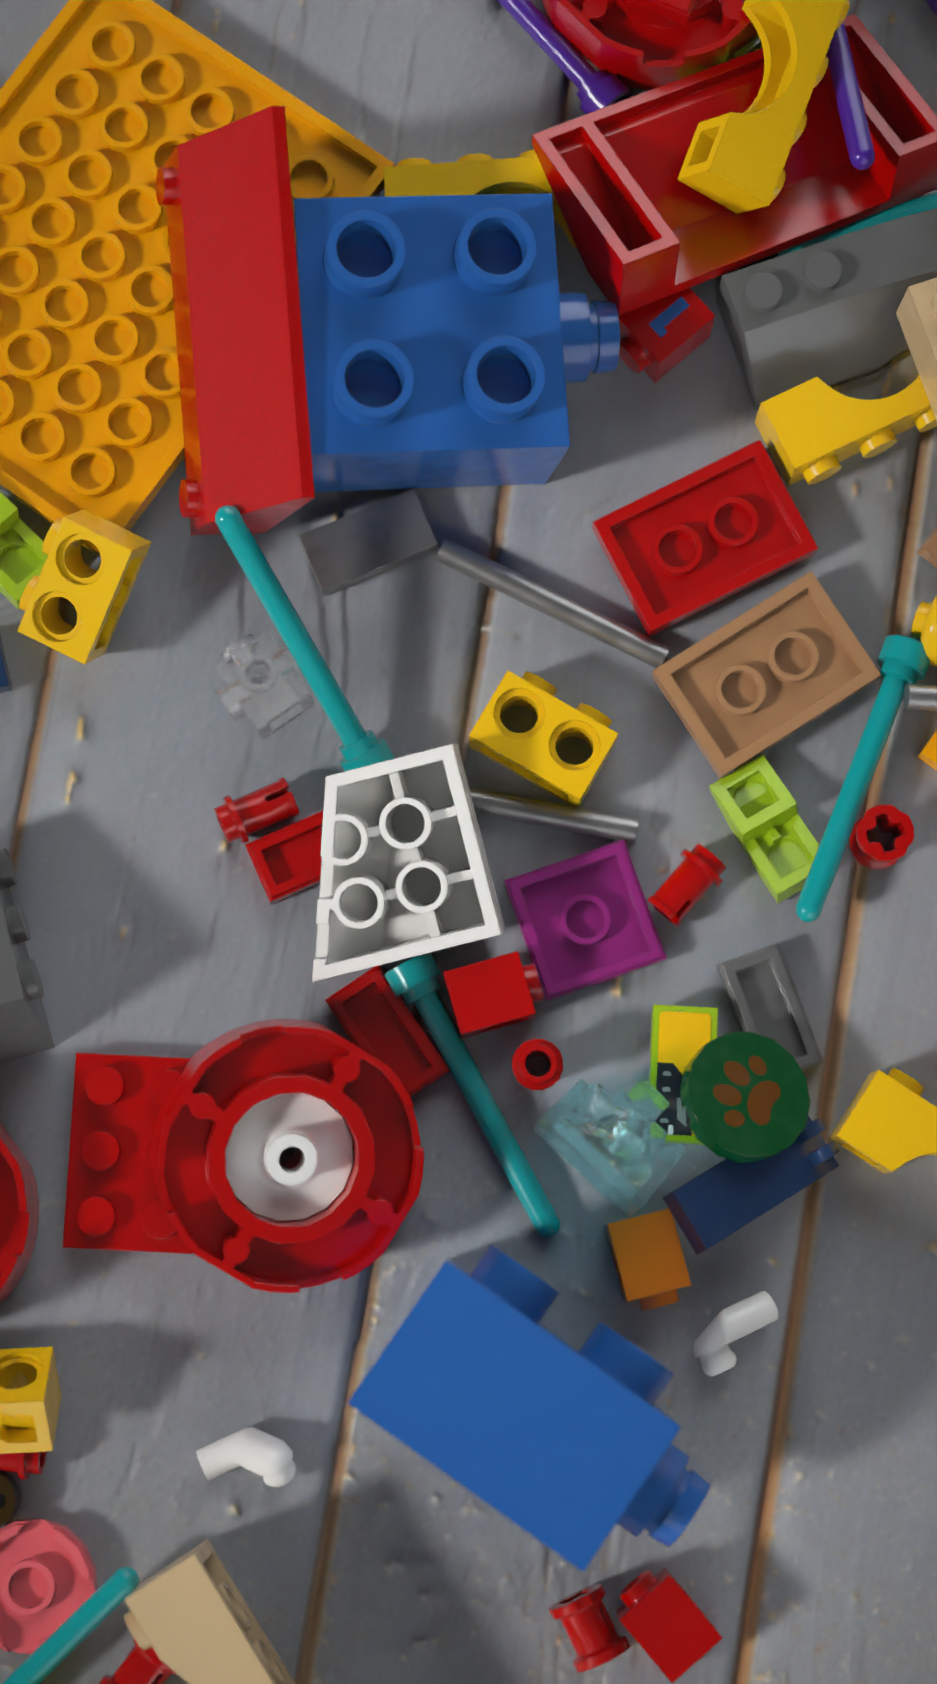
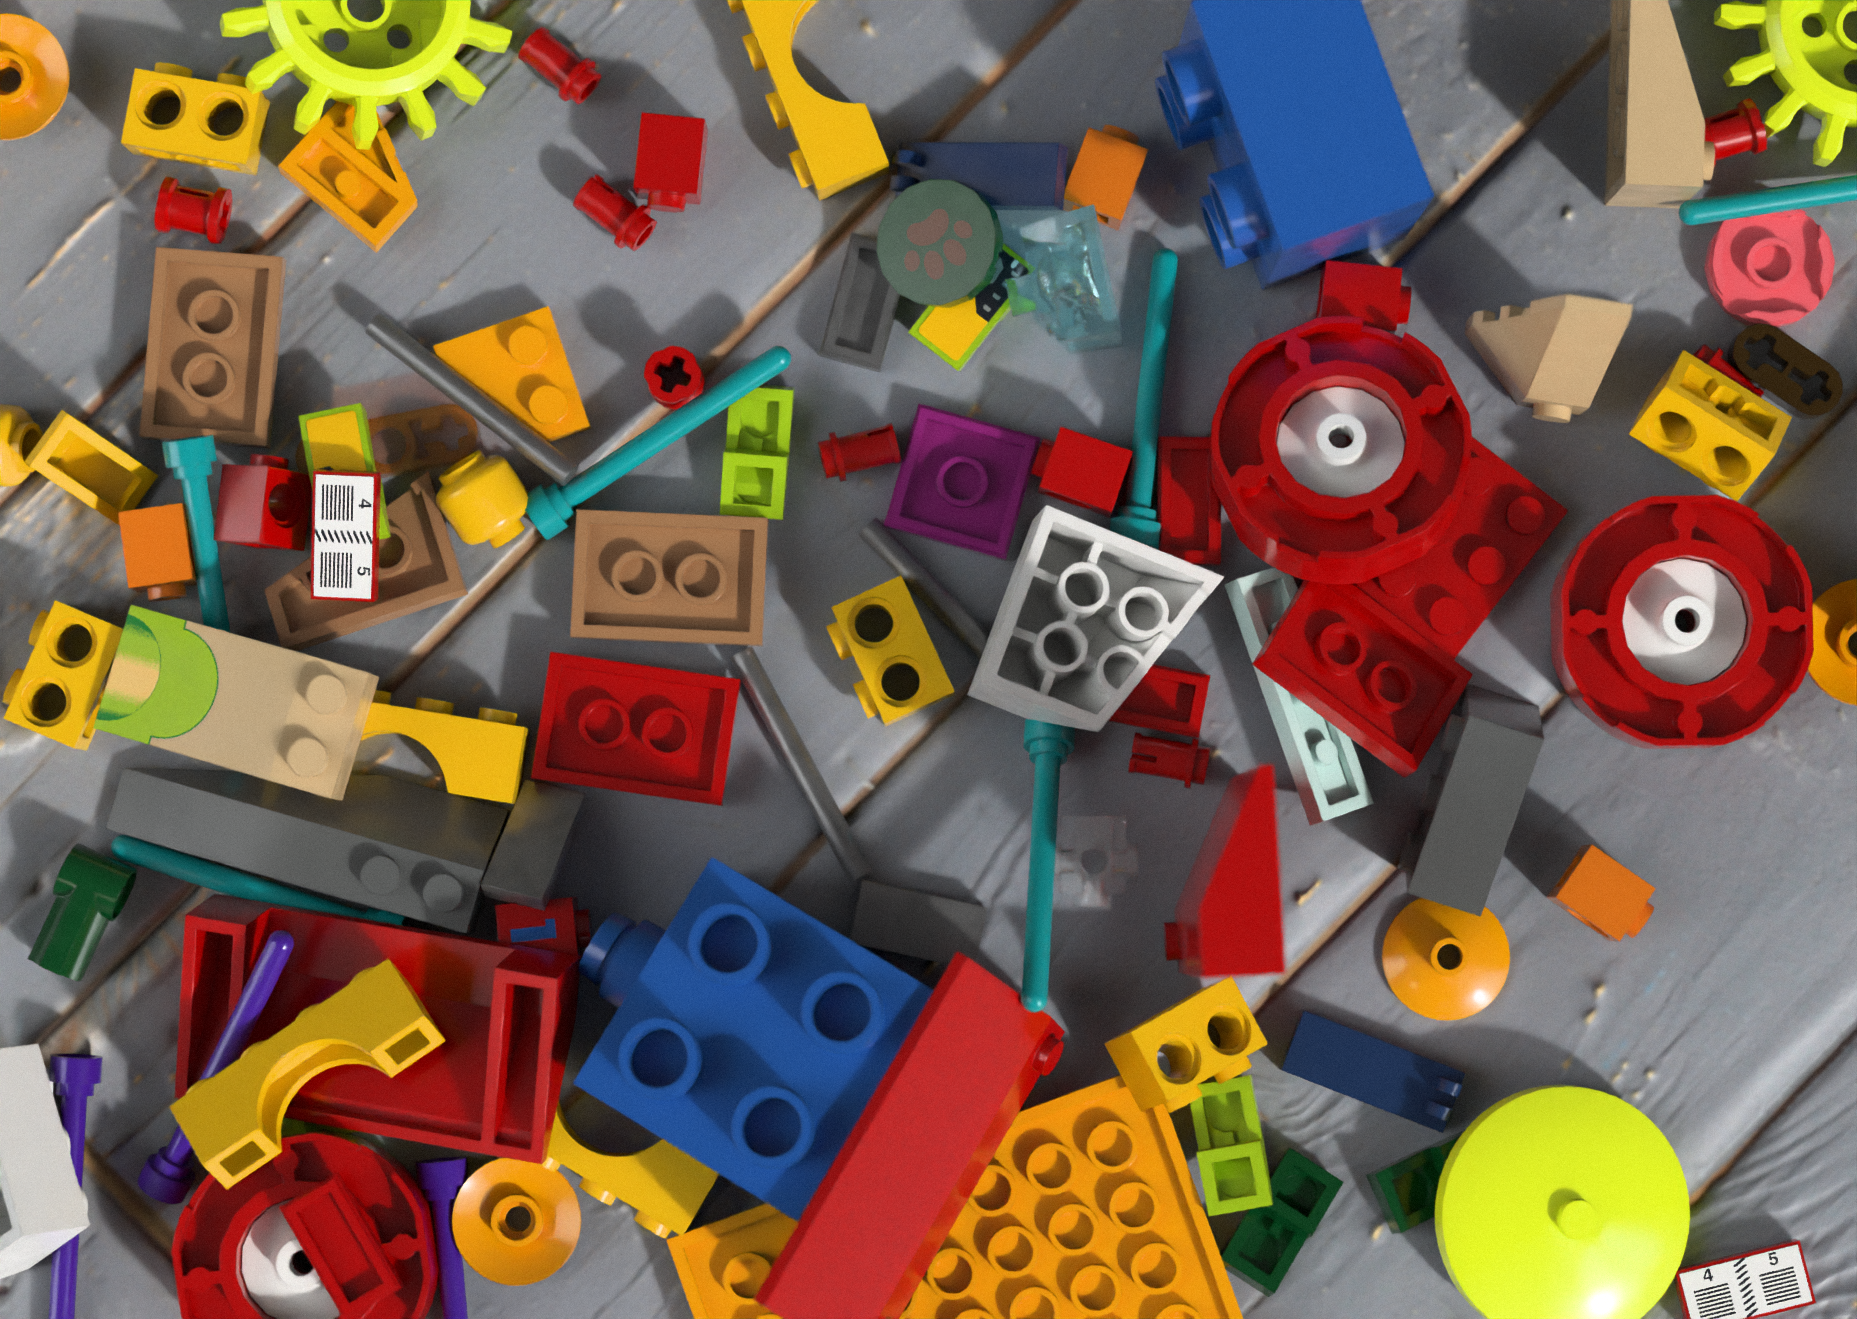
camera: 145 degrees left, 5 degrees up
(113, 678) = (1233, 897): none -> red slope
(141, 986) = (1363, 672): none -> red plate
(159, 1359) = (1551, 351): none -> tan wedge
(184, 933) = (1315, 750): none -> light aqua plate
(253, 1451) = (1523, 246): white arm -> none
(357, 1306) = (1364, 292): none -> red brick
(515, 76) = (493, 1245): none -> light orange dish
(540, 1048) = (1094, 372): red pin -> none
(718, 387) = (534, 845): none -> flat silver tile
(730, 1325) = (1077, 79): white arm -> none

